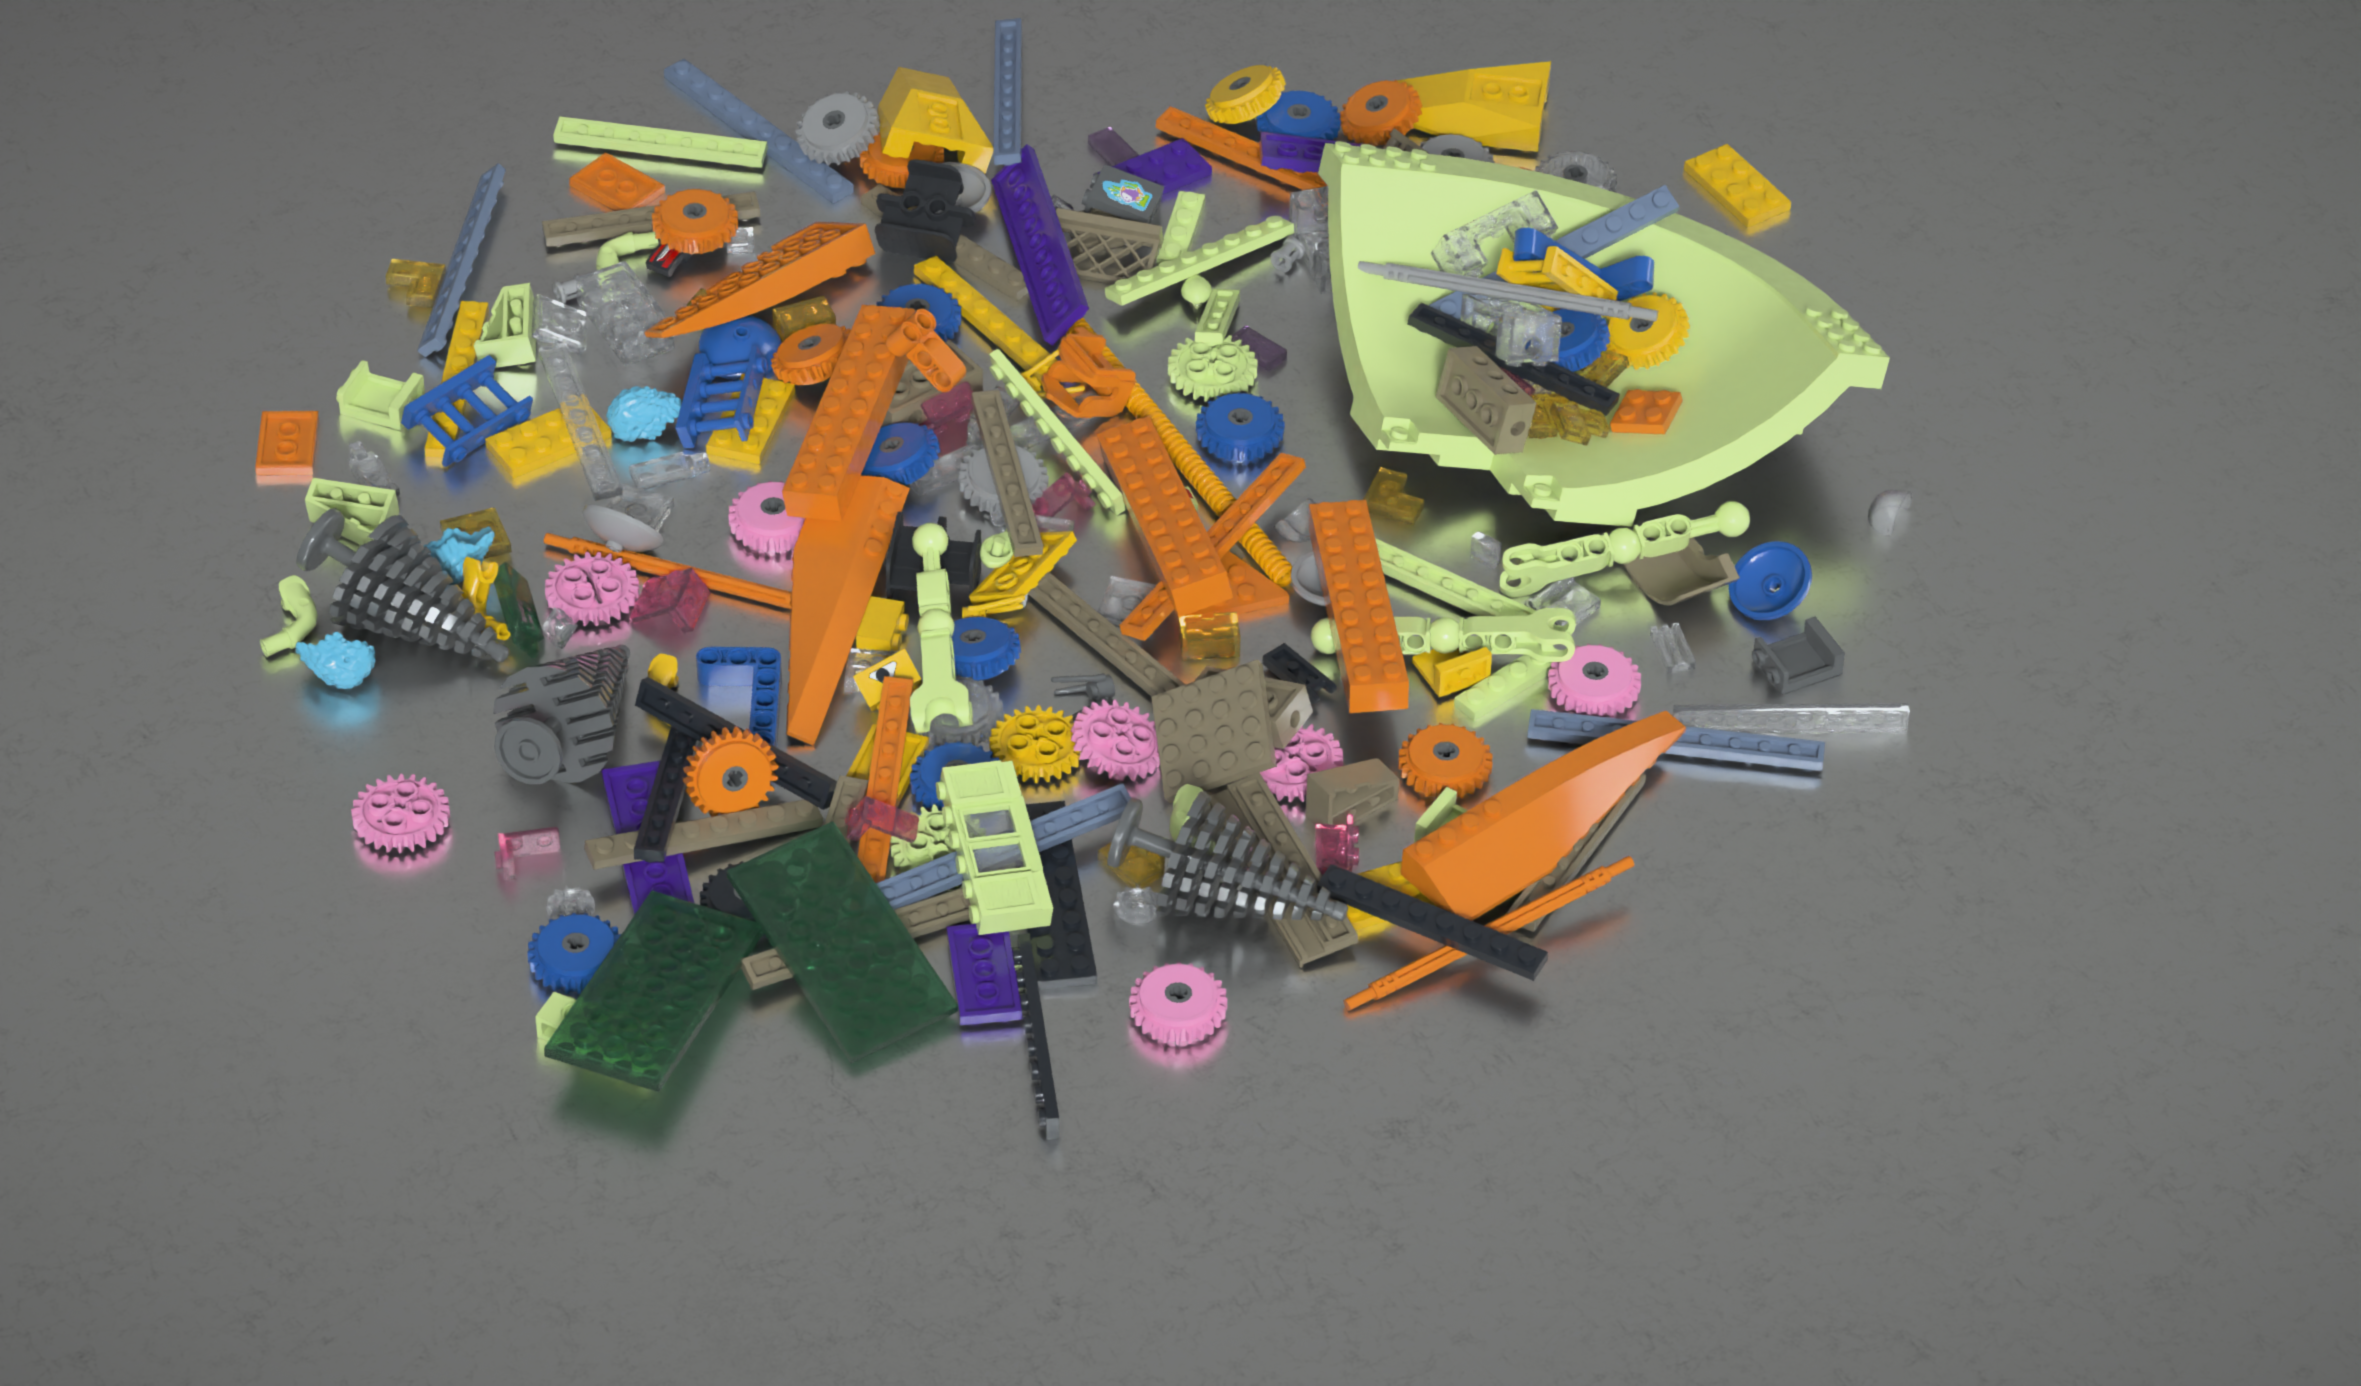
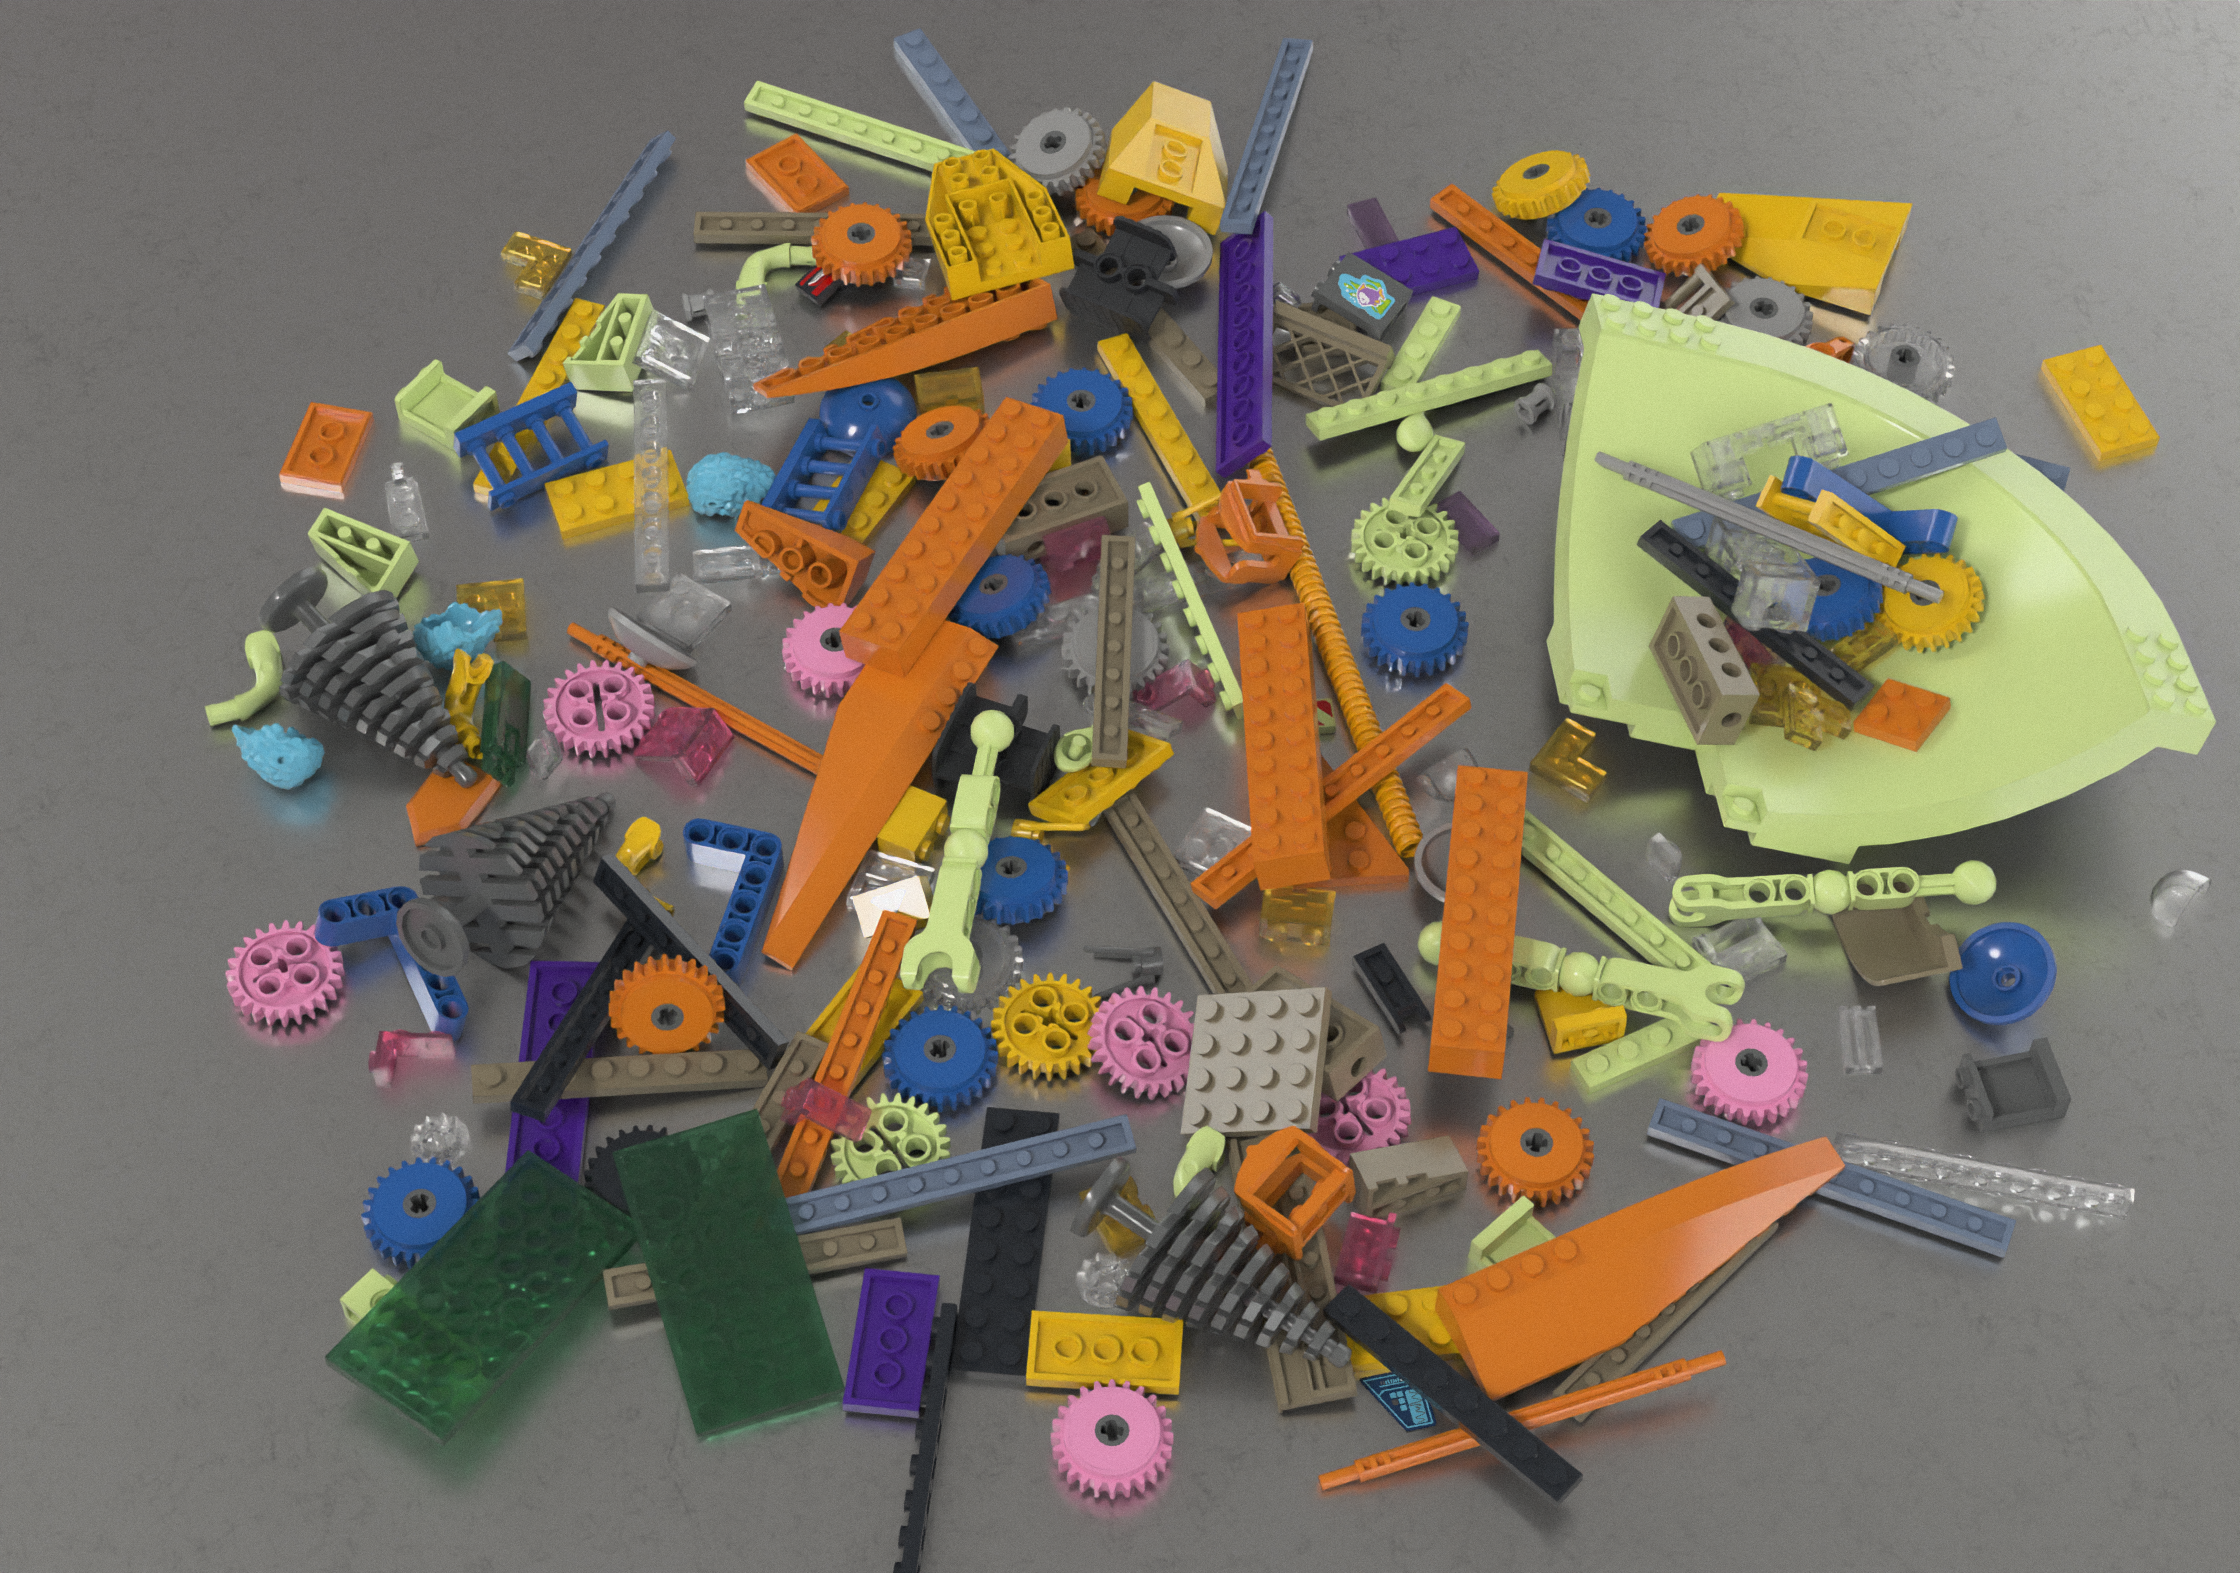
camera: 15 degrees right, 10 degrees up
(477, 757) = (375, 916): none -> blue beam
(483, 677) = (446, 807): none -> orange tile
(727, 450) = (815, 559): none -> orange wedge
(803, 189) = (993, 225): none -> yellow wedge
(927, 351) = (1061, 473): orange piece -> none
(994, 847) = (943, 1178): yellowish green window -> none
(1133, 949) = (1089, 1348): none -> yellow plate
(1251, 806) = (1268, 1175): none -> orange animal
(1392, 941) = (1400, 1401): none -> sticker

